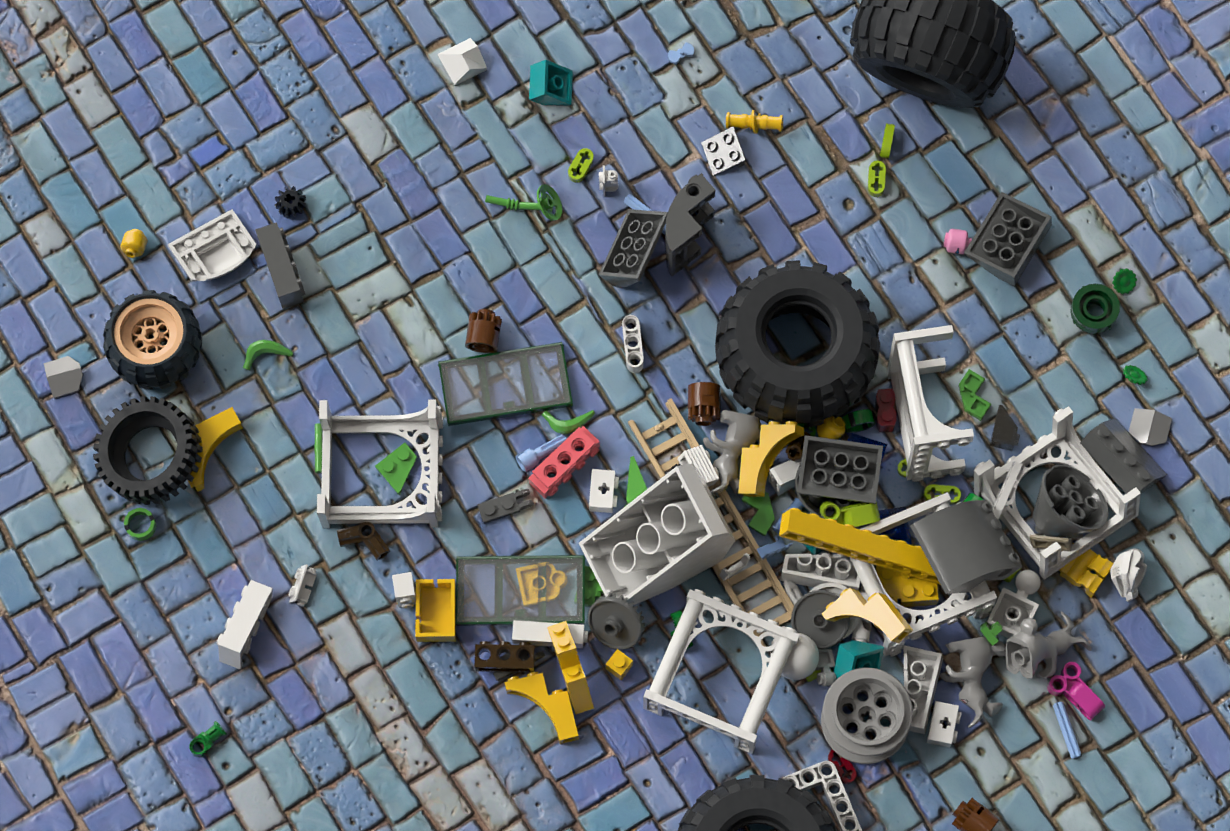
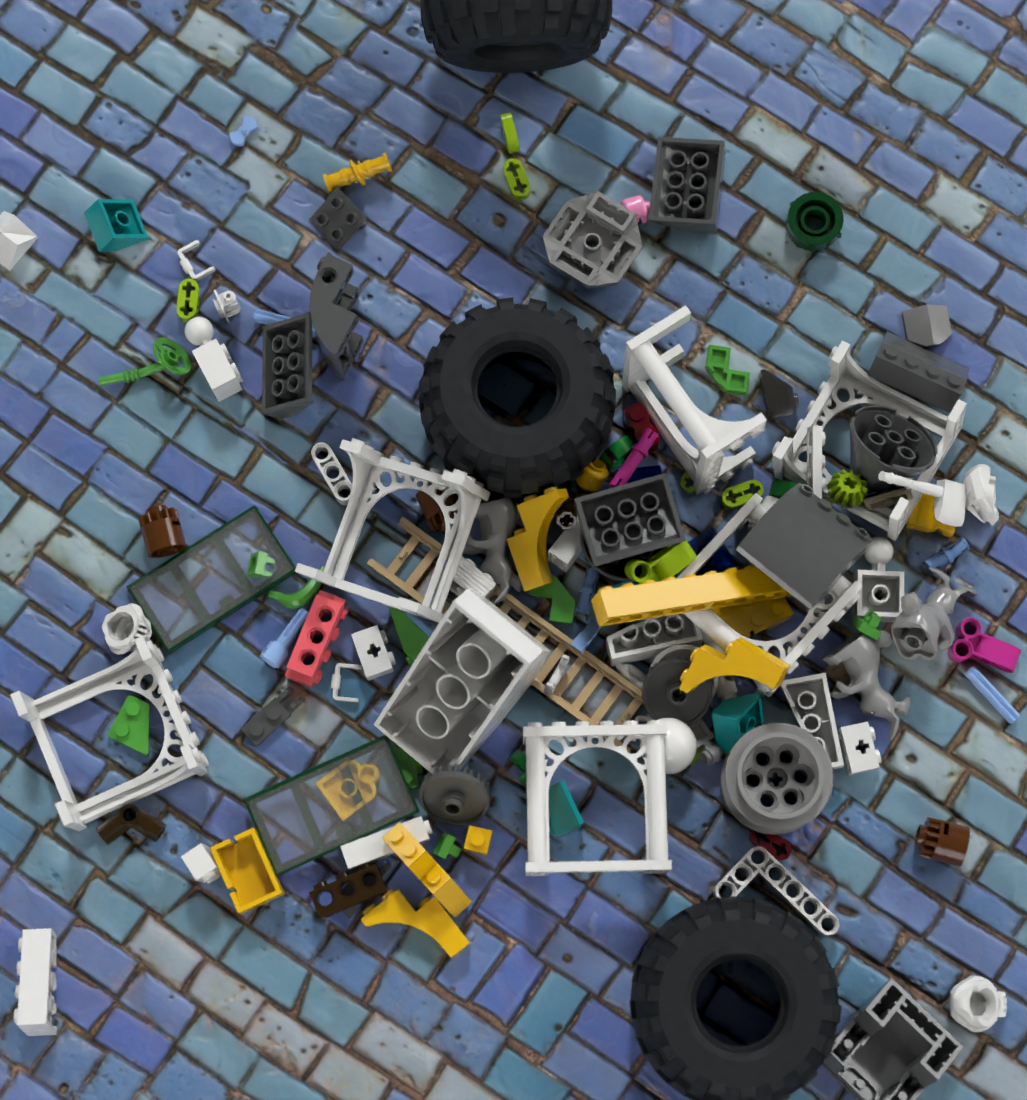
camera: 25 degrees left, 5 degrees up
(299, 592) = (83, 916): white hinge -> none
(318, 448) = (34, 744): bright green piece -> none
(424, 388) = (124, 626): none -> white helmet
(544, 387) = (257, 565): none -> bright green tile
(564, 501) = (336, 680): none -> white piece
(580, 218) = (213, 359): none -> white brick
(591, 138) = (187, 266): none -> white piece
(592, 659) = (445, 846): none -> bright green tile
(659, 351) = (368, 469): none -> white arch
(692, 669) = (562, 811): none -> teal slope
(872, 426) = (638, 452): none -> dark pink pin
(918, 233) = (598, 220): none -> light grey piece
(1022, 521) = (847, 489): none -> lime gear
(1082, 609) = (947, 554): none -> medium blue pin
(1099, 562) = (949, 496): none -> white piece
(1124, 281) = (830, 178): green piece -> none
(1135, 375) = (887, 275): green piece -> none

